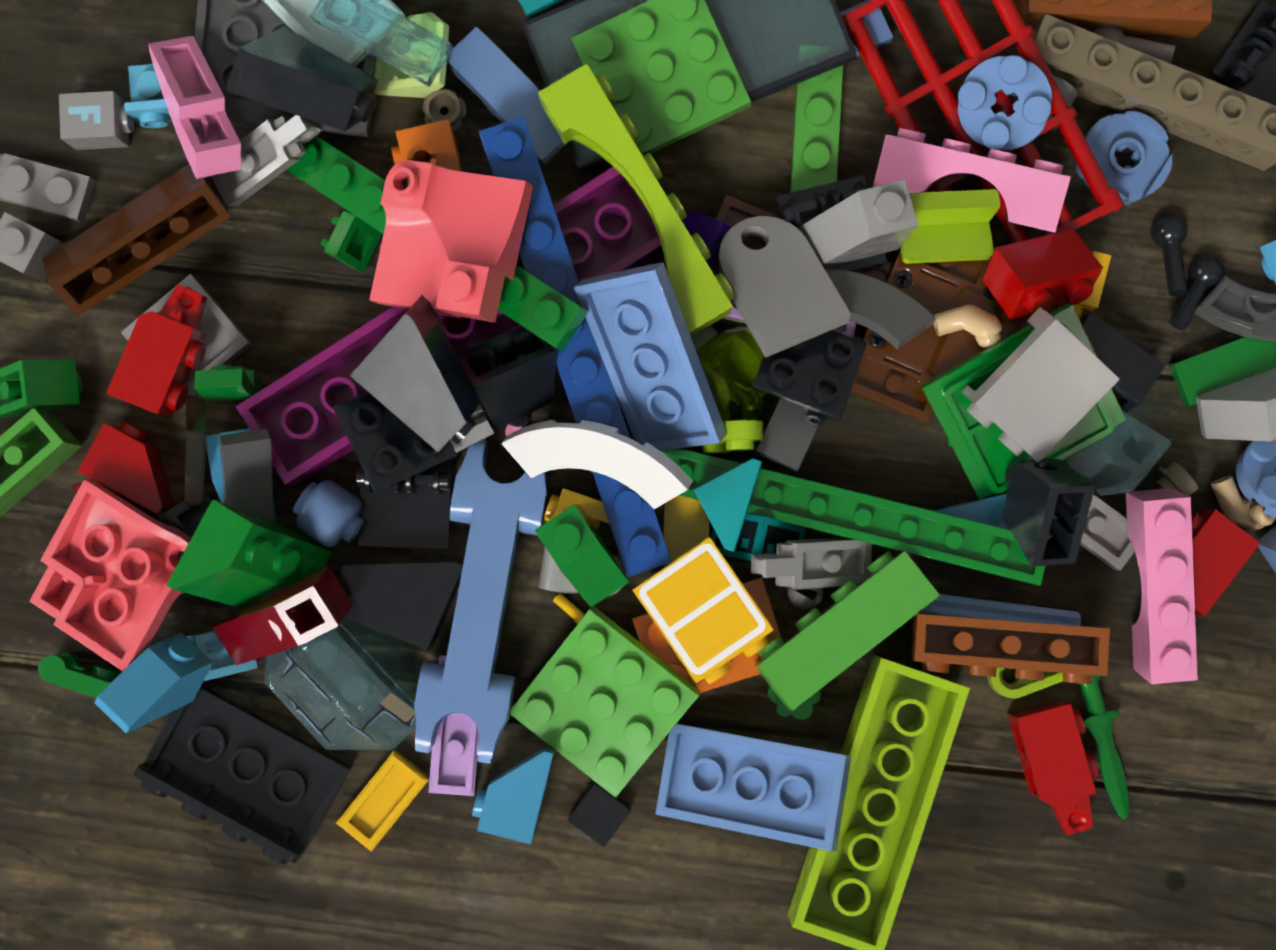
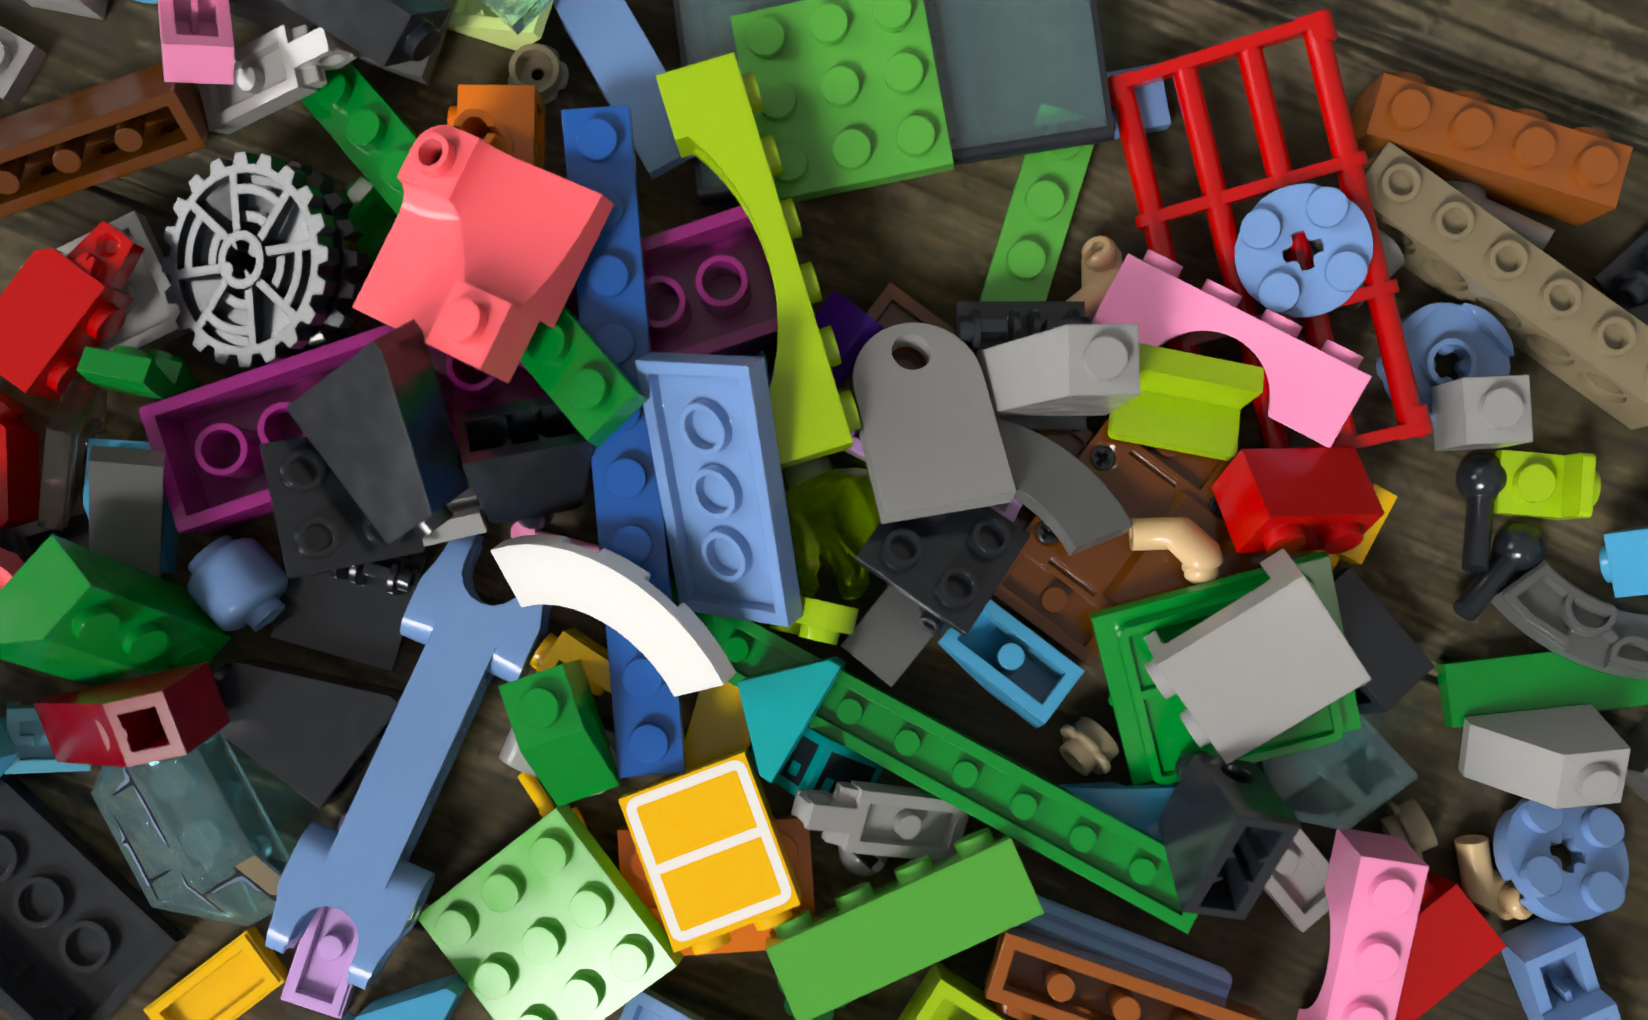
camera: 10 degrees right, 0 degrees up
(292, 285) = (263, 260): none -> black piece
(868, 149) = (1098, 269): none -> tan arm
(876, 435) = (1013, 664): none -> dark azure slope
(942, 481) = (1087, 747): none -> dark tan plate
(1154, 184) = (1482, 413): none -> light grey brick
(1213, 223) = (1548, 485): none -> lime bracket

